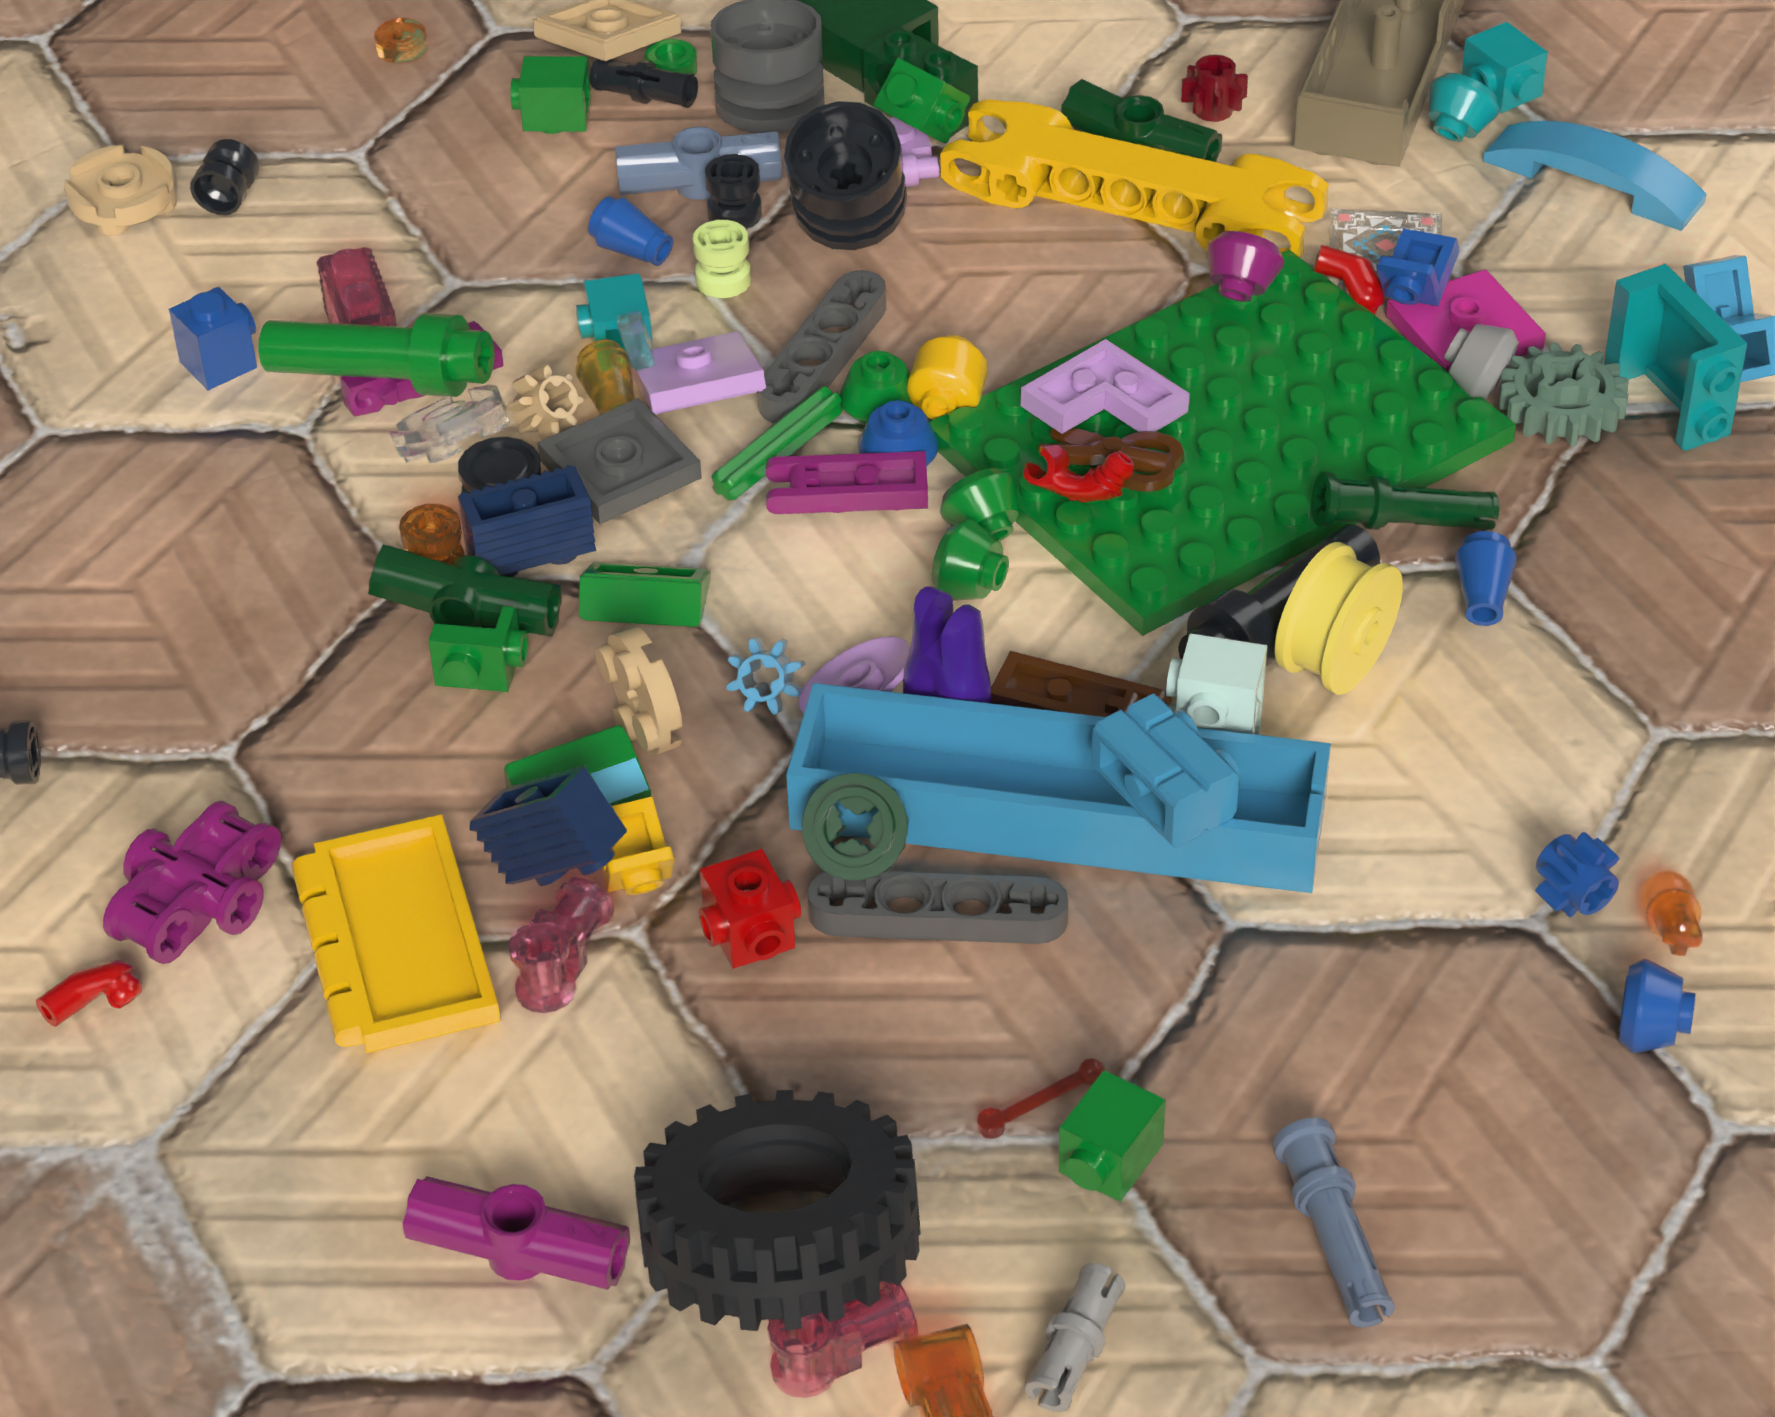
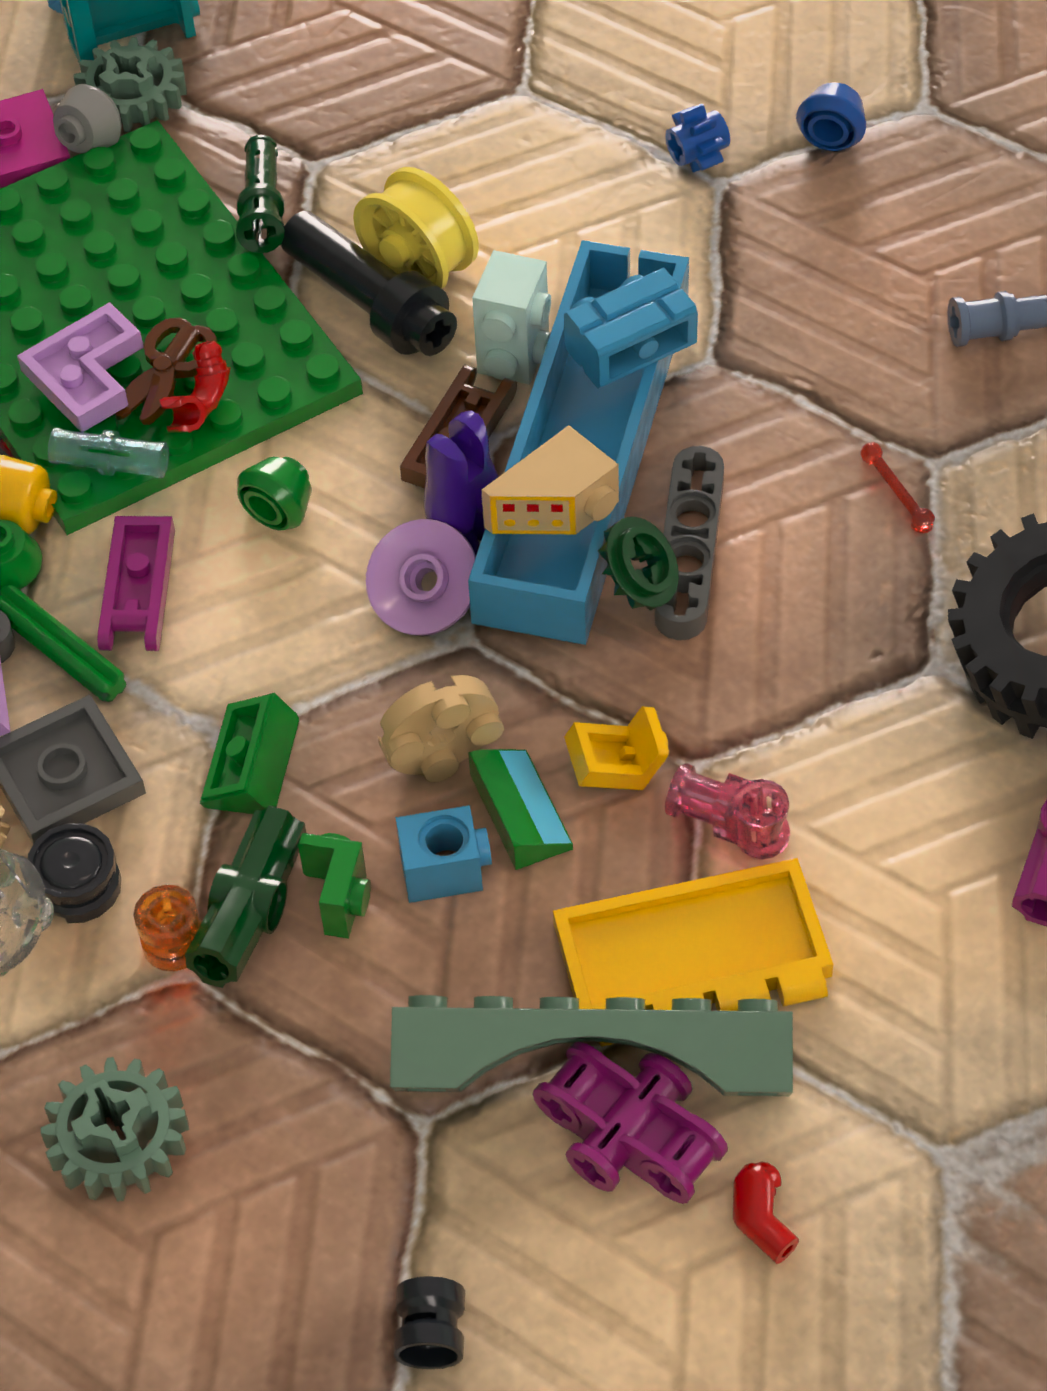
camera: 85 degrees left, 10 degrees up
(223, 536) = (92, 1151): none -> sand green gear
(255, 937) = (453, 1047): none -> sand green arch
(506, 718) = (438, 876): none -> dark azure brick
(529, 521) = (169, 826): dark blue brick -> none
(549, 827) = (618, 794): dark blue brick -> none
(749, 922) = (710, 658): red brick -> none
(770, 658) = (407, 645): dark azure gear -> none
(898, 428) = (77, 545): blue cone -> none
(923, 722) = (553, 489): none -> tan slope
(985, 498) = (201, 477): green cone -> none
(993, 423) = (73, 447): none -> clear light blue pin
(1111, 1136) = (967, 426): green brick -> none
(1485, 572) = (346, 158): blue cone -> none
(1672, 910) = (733, 95): clear orange axle -> none

